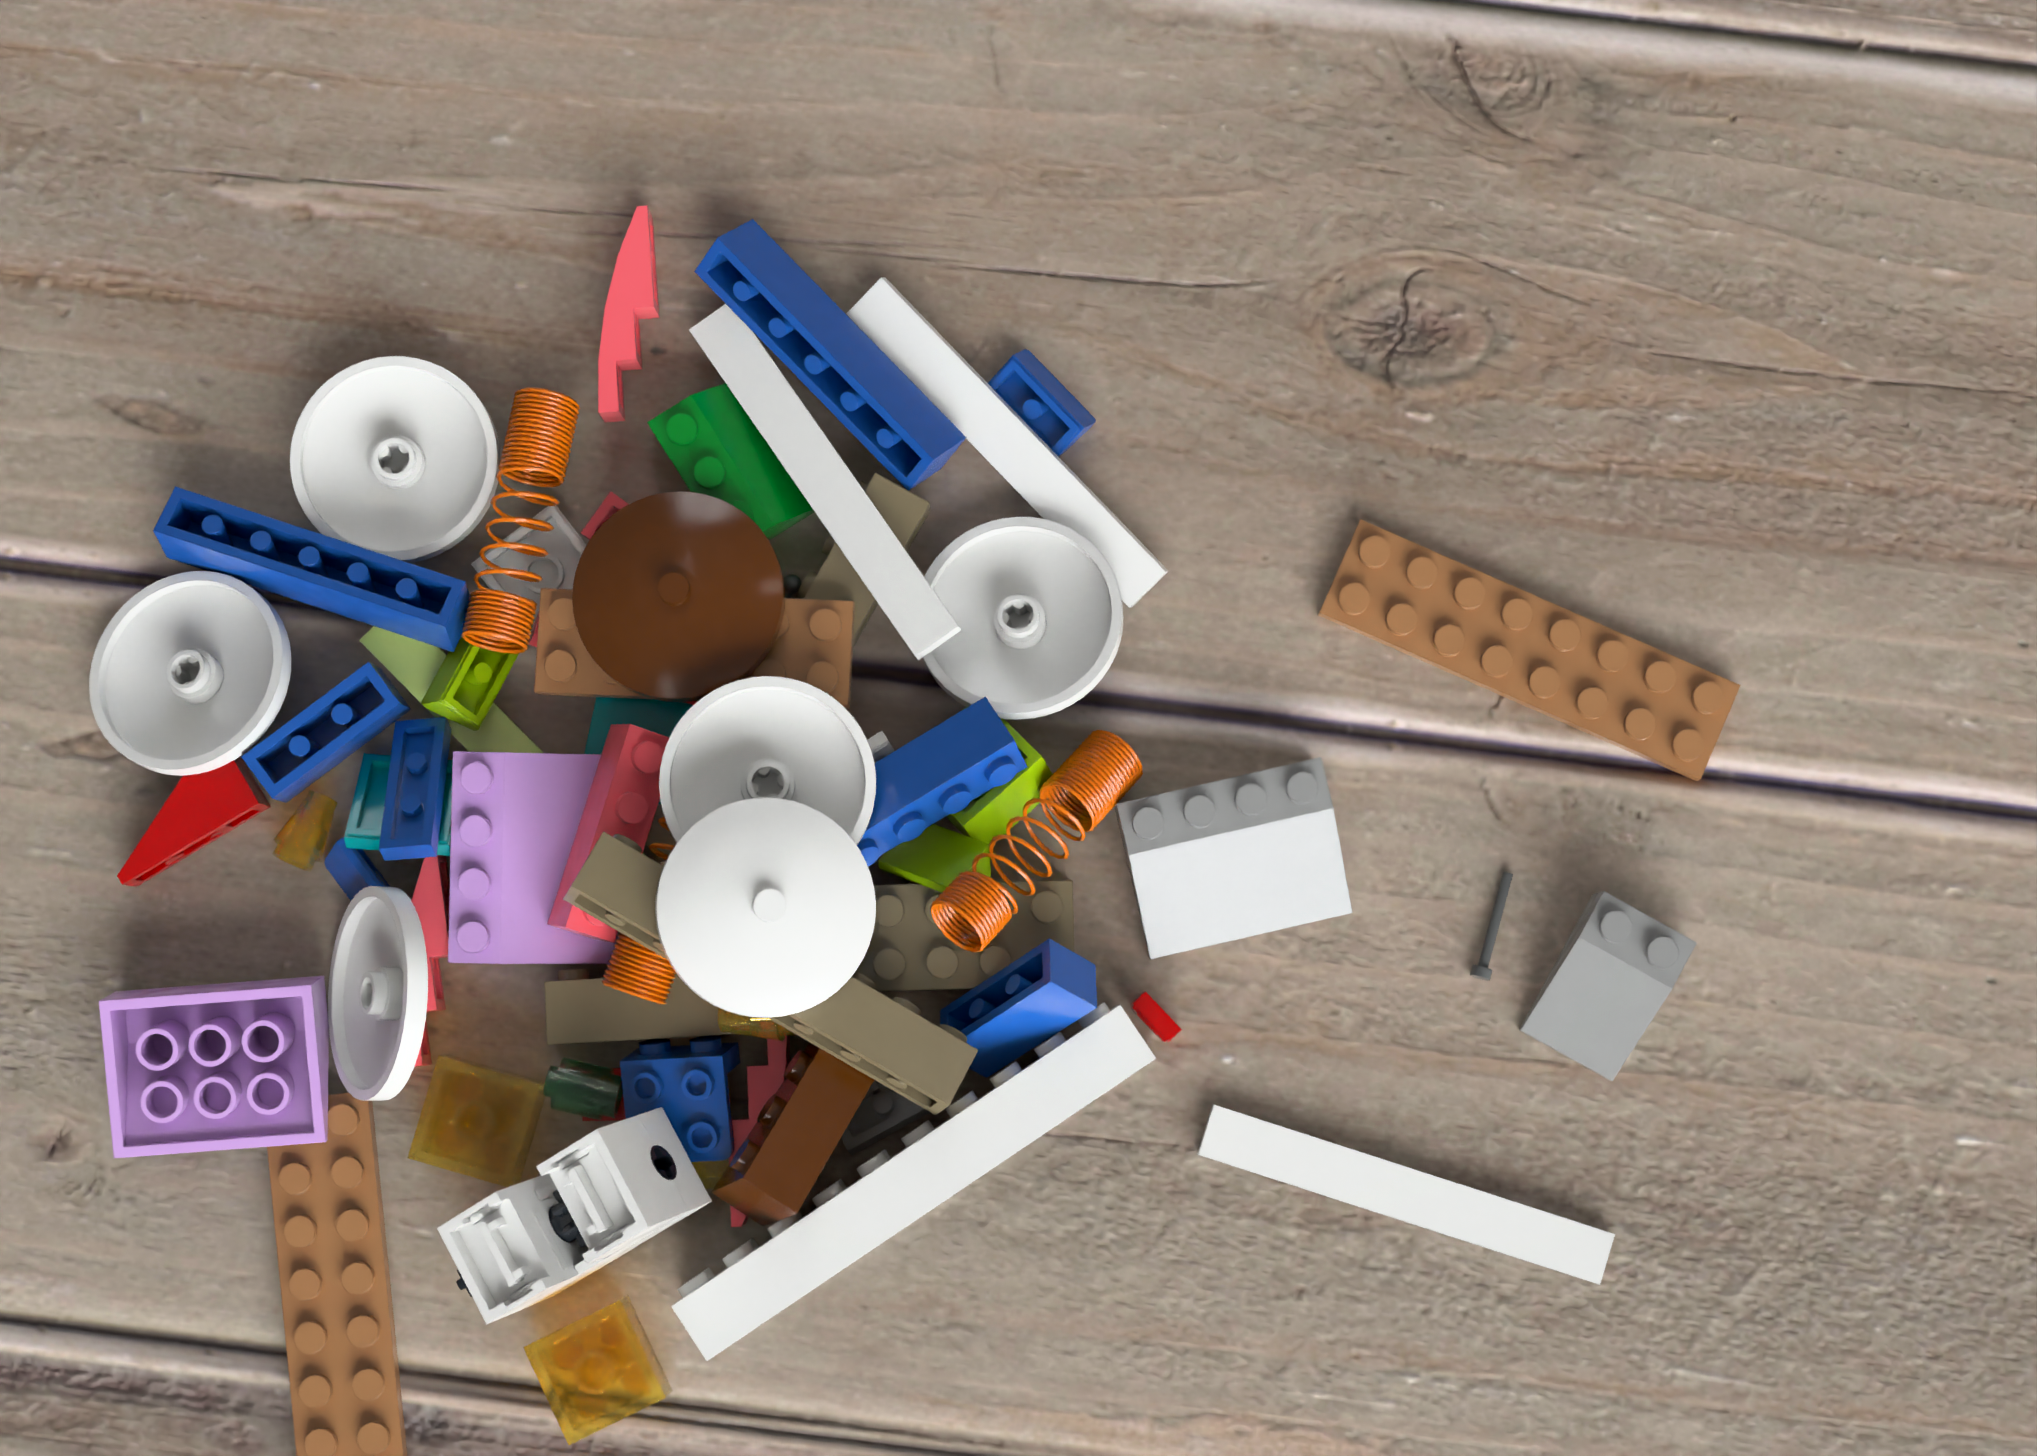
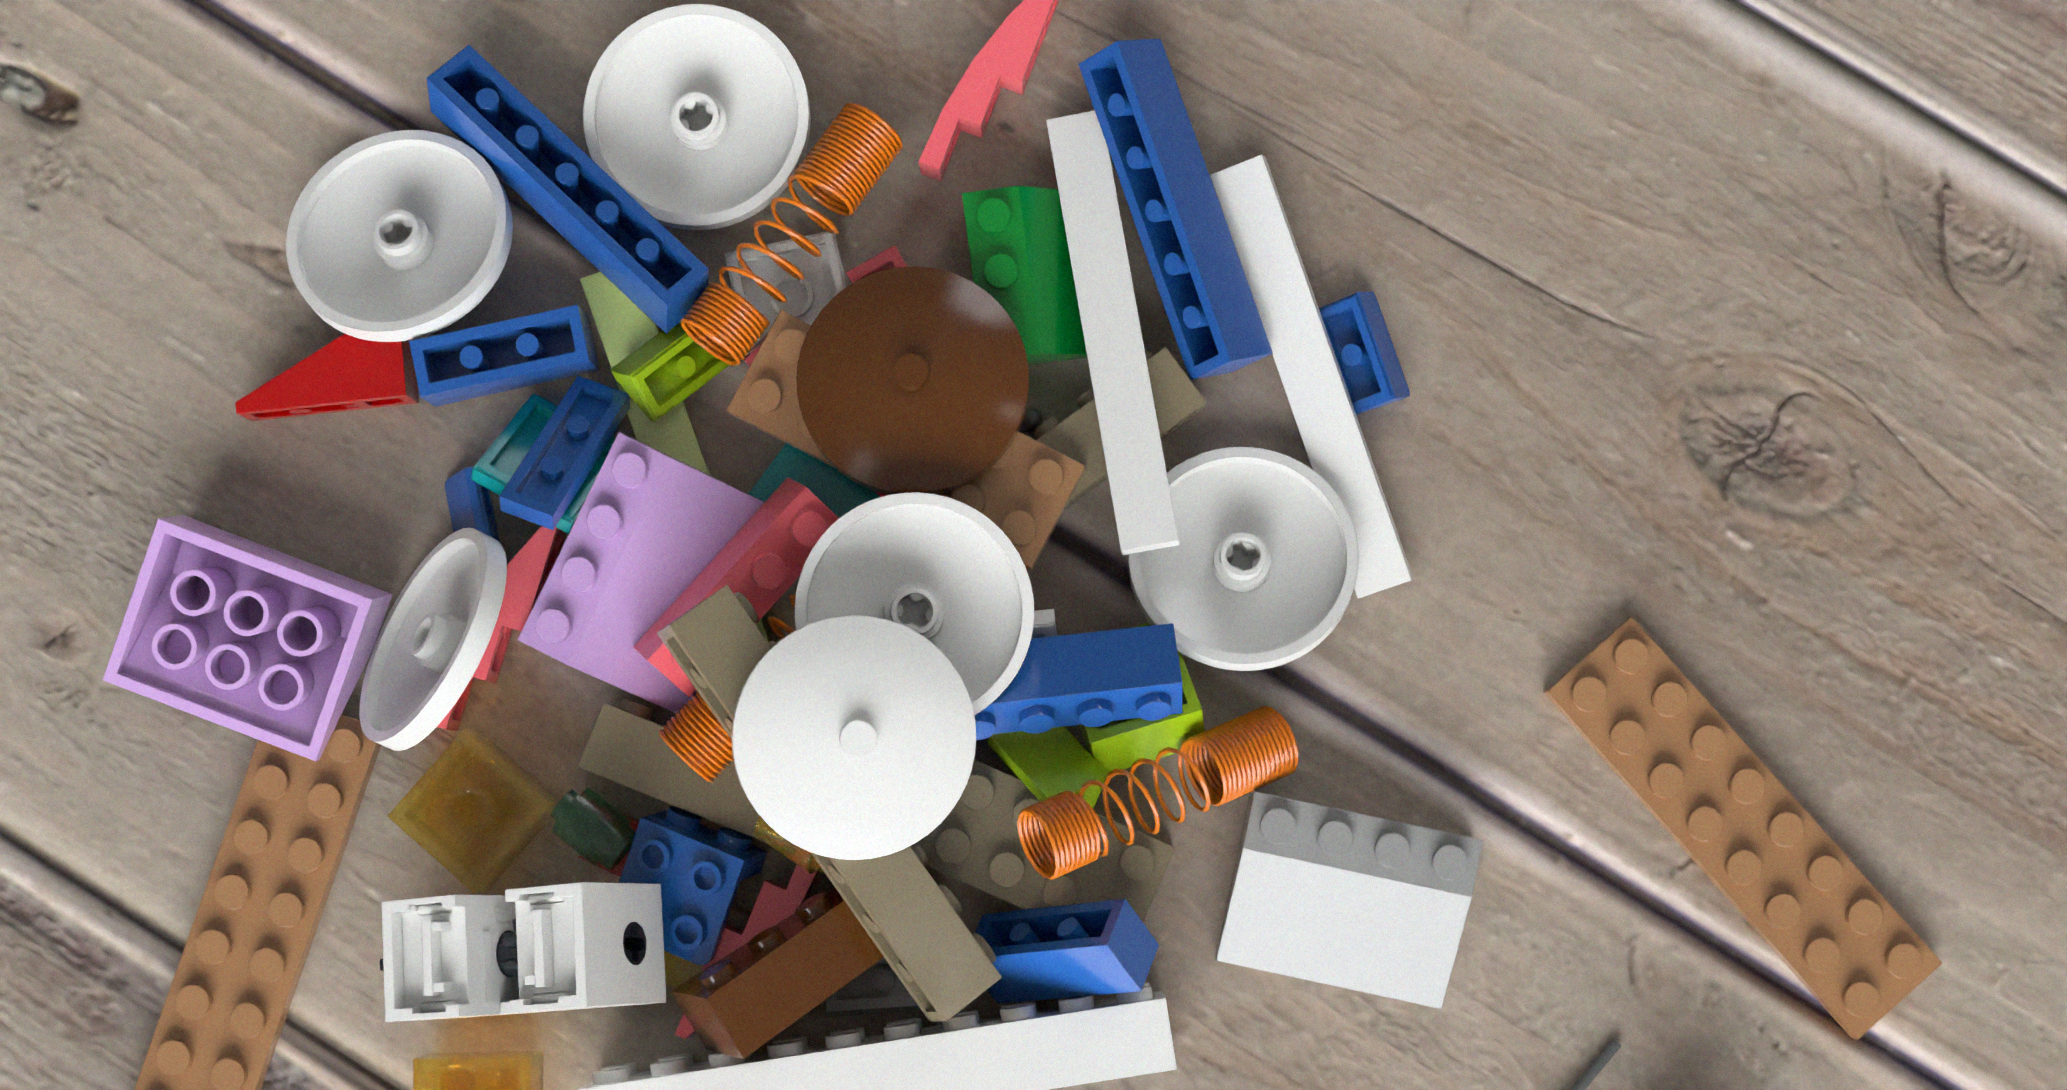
camera: 30 degrees right, 0 degrees up
(306, 832) = (441, 444): clear yellow cone -> none
(1155, 1017) = (1194, 1022): red tile -> none

